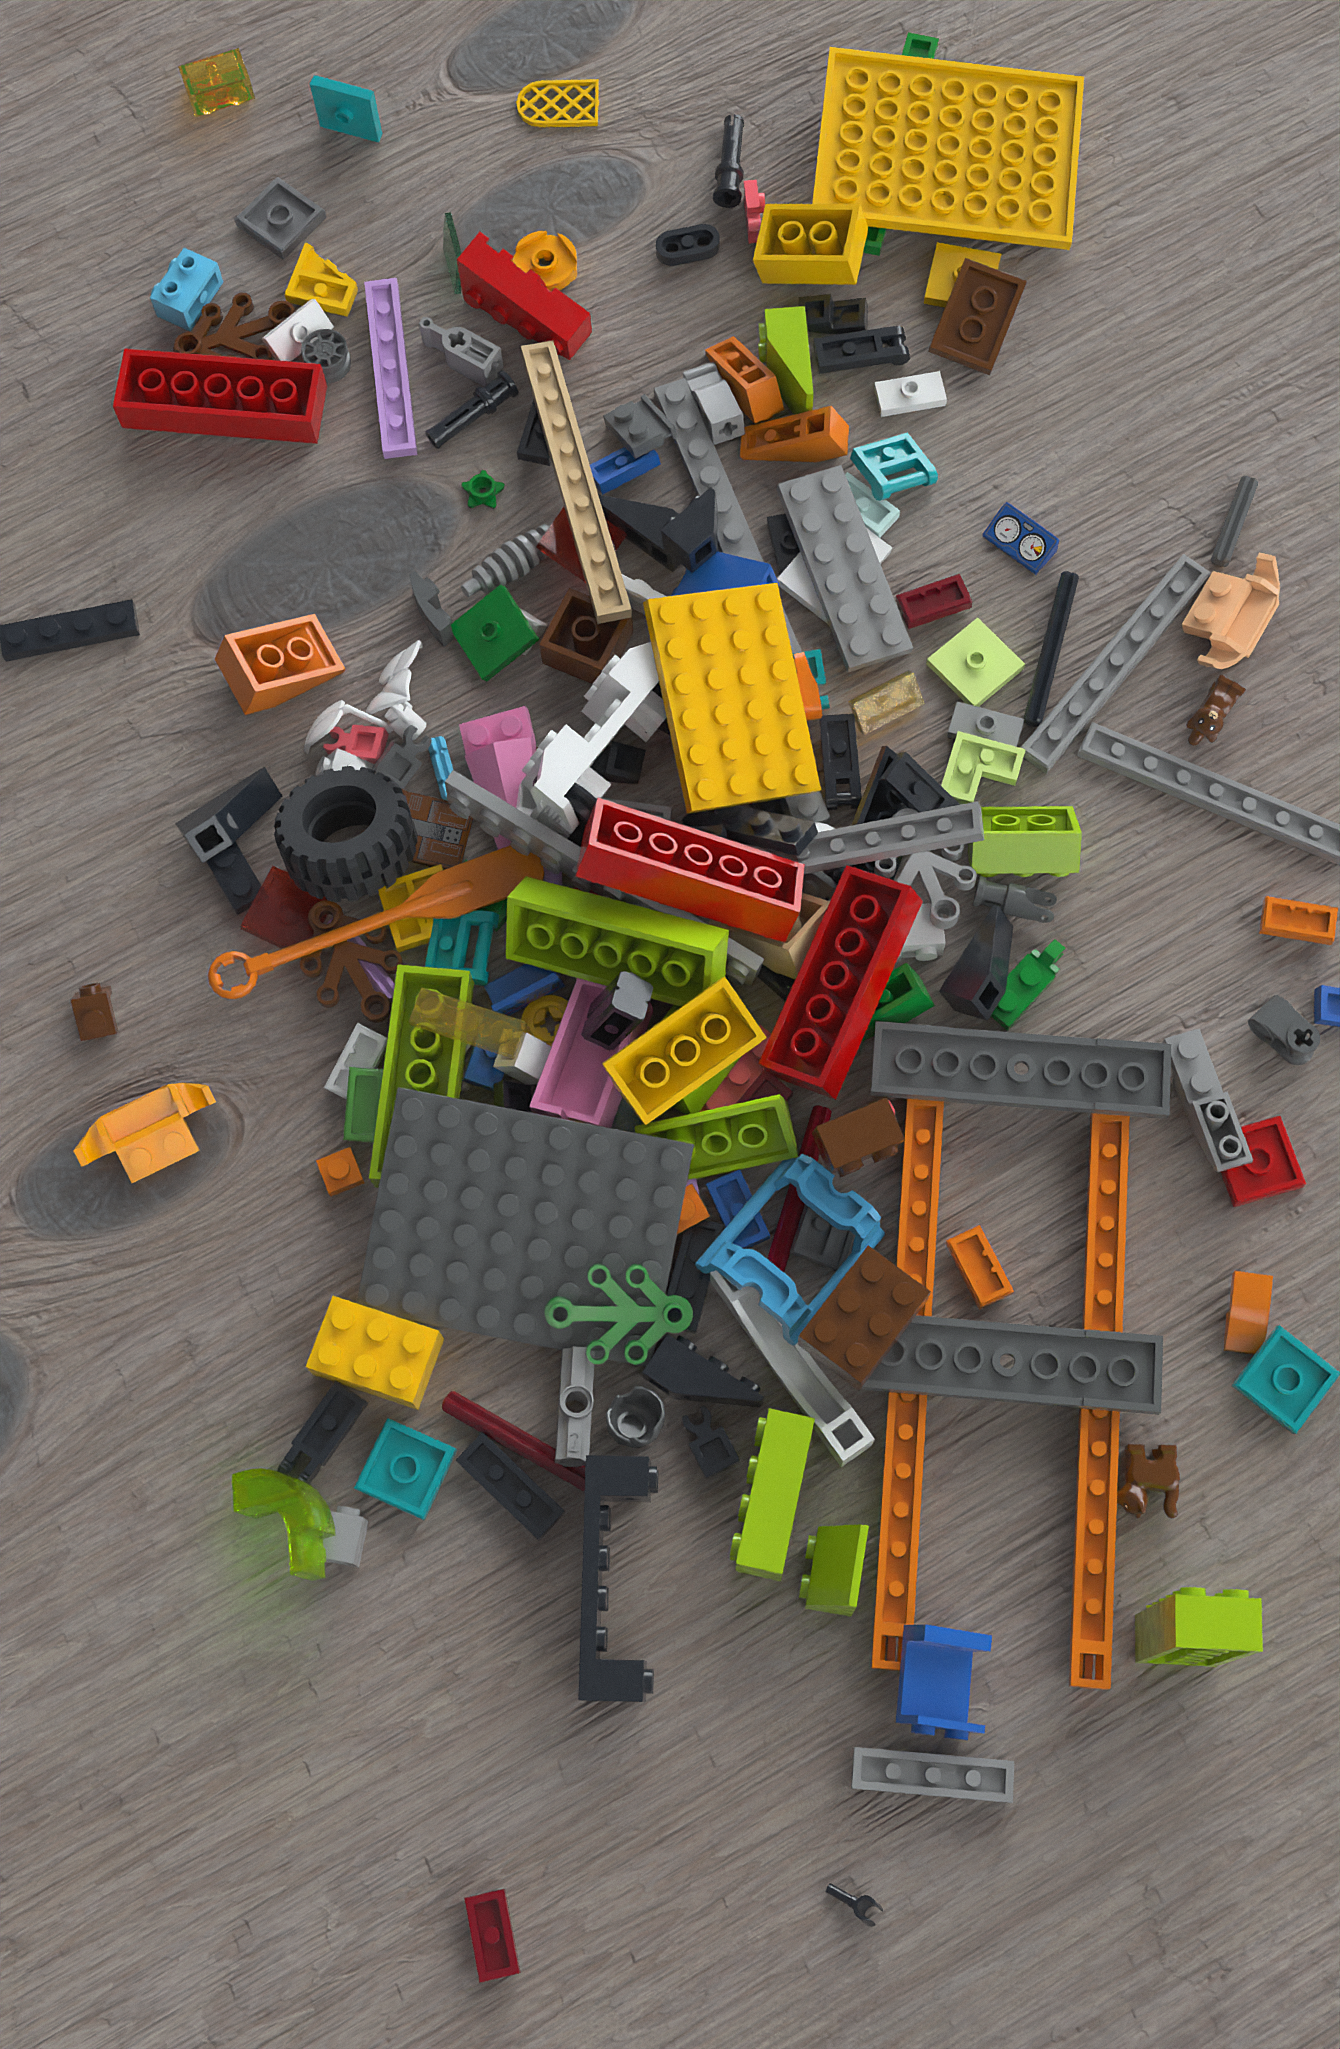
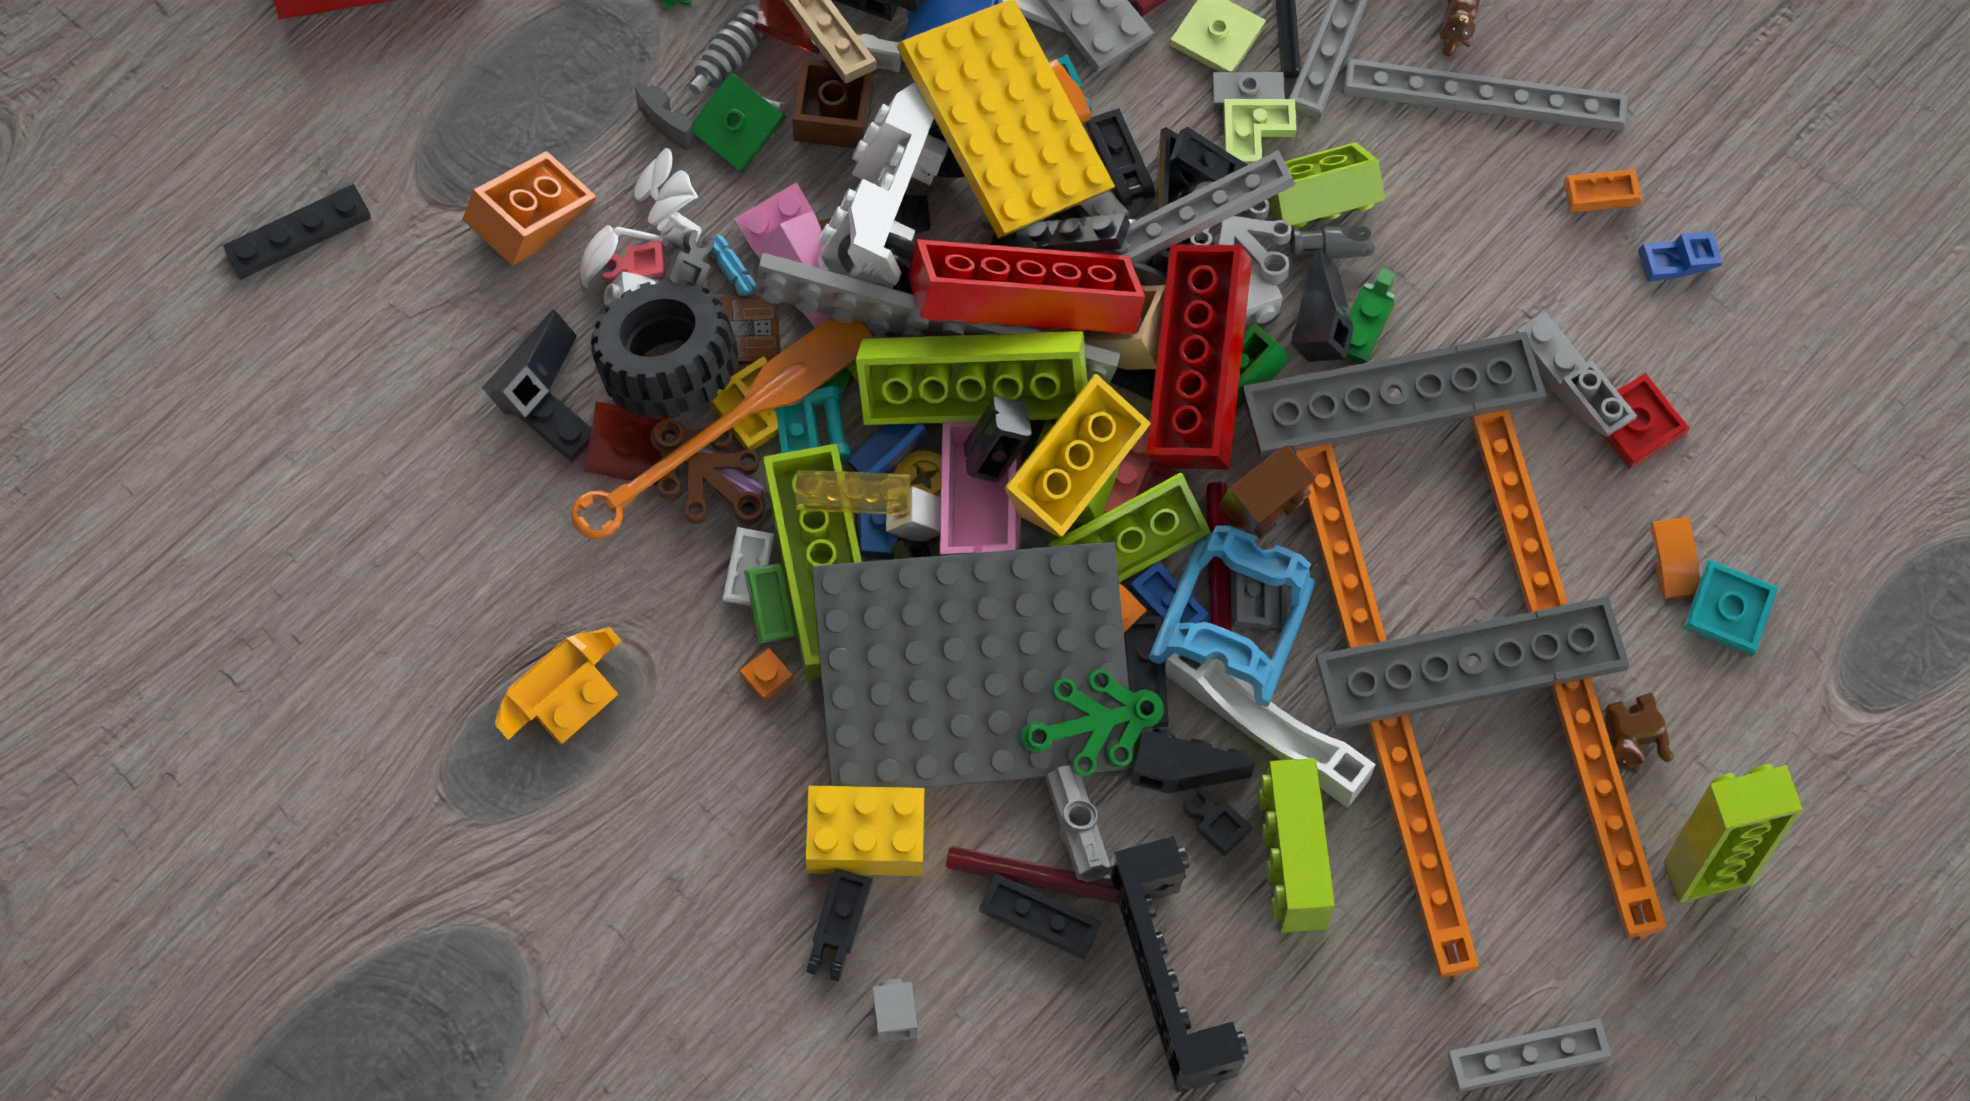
camera: 25 degrees left, 5 degrees down
(94, 1011) = (463, 591): reddish brown bracket -> none
(300, 1505) = (817, 984): clear neon green arch -> none
(405, 1469) = (932, 931): teal plate -> none
(636, 1417) = (1140, 816): dark grey hair -> none
(835, 1569) = (1380, 892): lime slope -> none
(863, 1317) = (1328, 655): reddish brown brick -> none
(886, 702) = (1146, 90): clear yellow plate -> none
(938, 1679) = (1504, 964): blue panel -> none
(979, 1267) = (1414, 588): orange plate -> none
(1283, 1028) = (1621, 294): dark grey piece -> none

